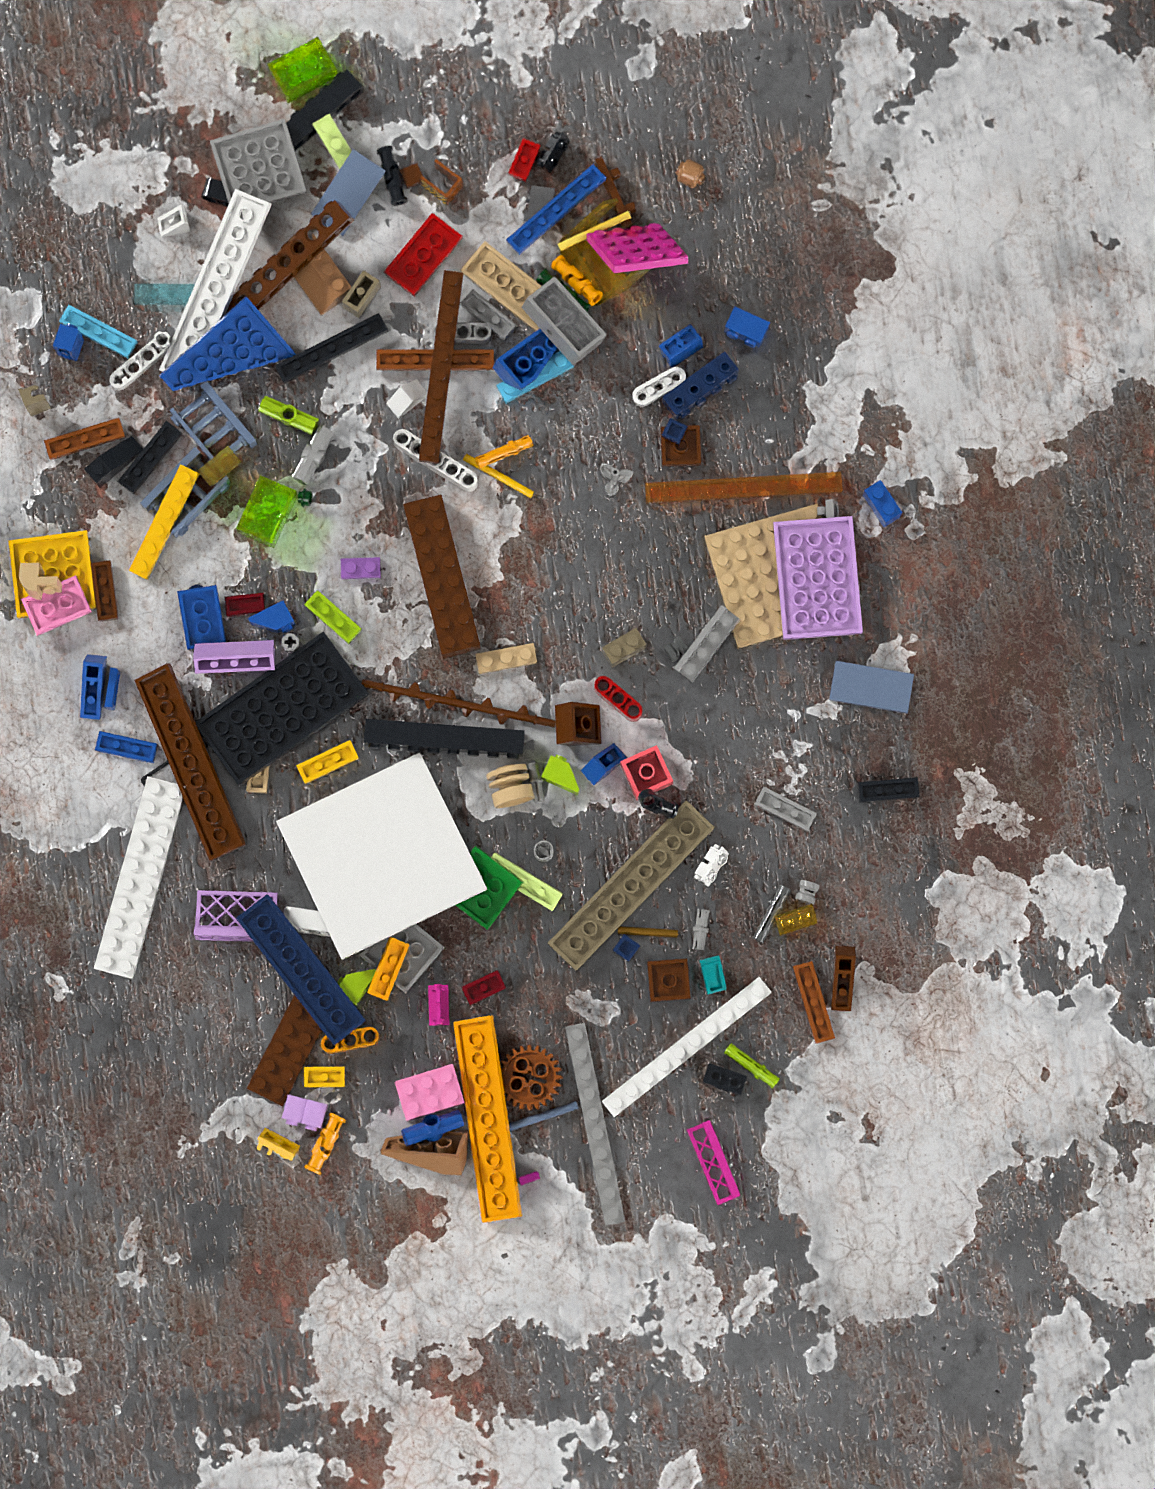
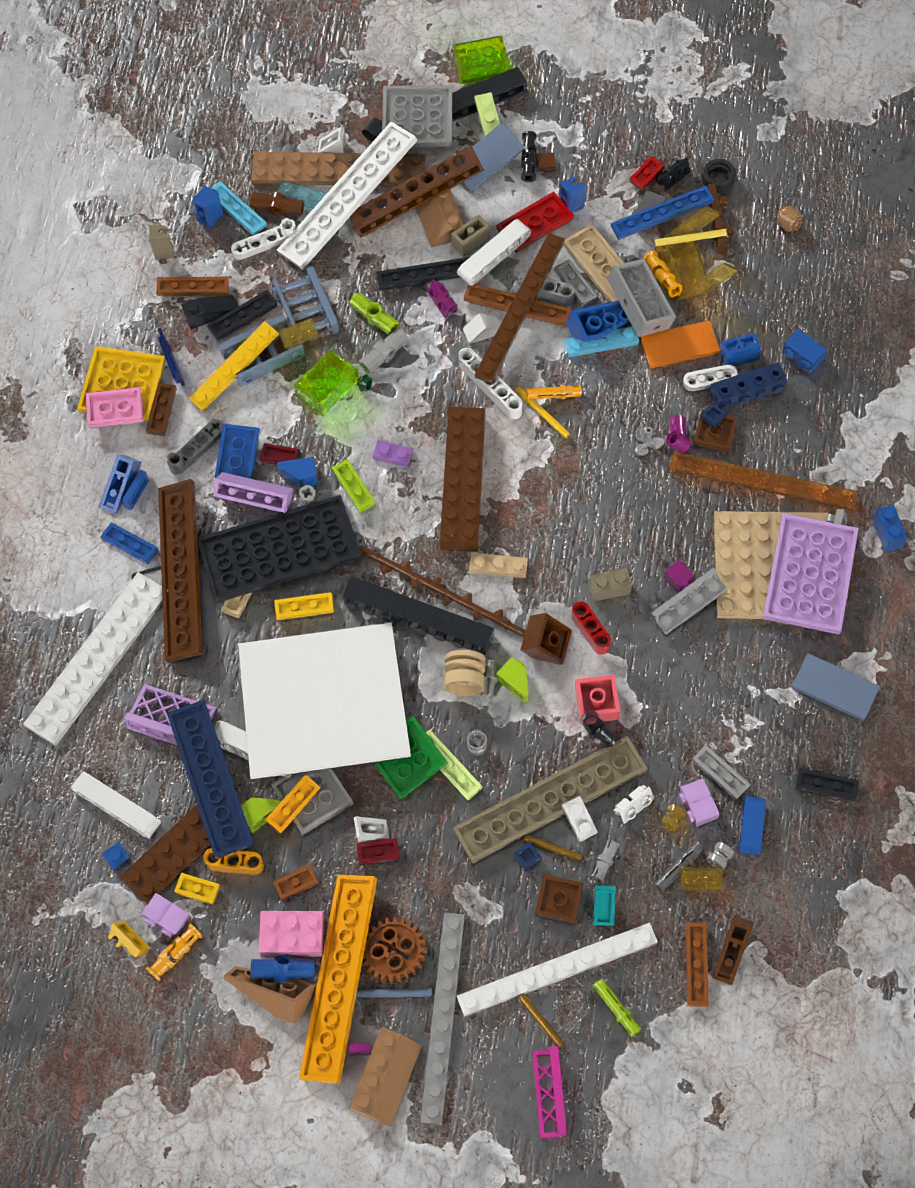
camera: 20 degrees right, 15 degrees down
(34, 582) = (104, 380): tan brick -> none
(93, 532) = (170, 358): none -> clear blue piece
(139, 313) = (276, 203): none -> reddish brown piece
(153, 620) = (193, 444): none -> dark grey beam
(174, 253) = (324, 168): none -> medium nougat plate
(216, 1020) = (116, 805): none -> white beam
(232, 345) = (343, 243): blue wing -> none
(234, 1069) = (116, 856): none -> blue plate
(347, 370) = (438, 294): none -> magenta hinge
(393, 308) = (494, 252): none -> white beam
(415, 1041) = (295, 882): none -> dark orange plate
(438, 1004) = (329, 855): dark pink hinge -> none
(445, 198) = (576, 164): dark orange piece -> none
(454, 217) = (572, 195): none -> blue hinge
(470, 969) = (371, 829): none -> white slope
(561, 1195) = (385, 1077): none -> medium nougat slope
(601, 126) = (723, 165): none -> black tyre
(603, 764) = (557, 680): blue slope -> none
(618, 356) = (680, 344): none -> orange tile
(637, 248) = (725, 254): dark pink plate -> none
(645, 467) = (677, 437): none -> magenta piece
(664, 897) = (579, 818): none -> white plate
(686, 1099) = (541, 1020): none -> pearl gold bar
(689, 619) = (678, 576): none -> magenta brick
(724, 1079) = (585, 1012): black brick -> none
(753, 868) = (673, 817): none -> clear yellow wheel
(772, 846) = (699, 802): none -> lavender brick
(828, 852) = (752, 825): none -> blue beam

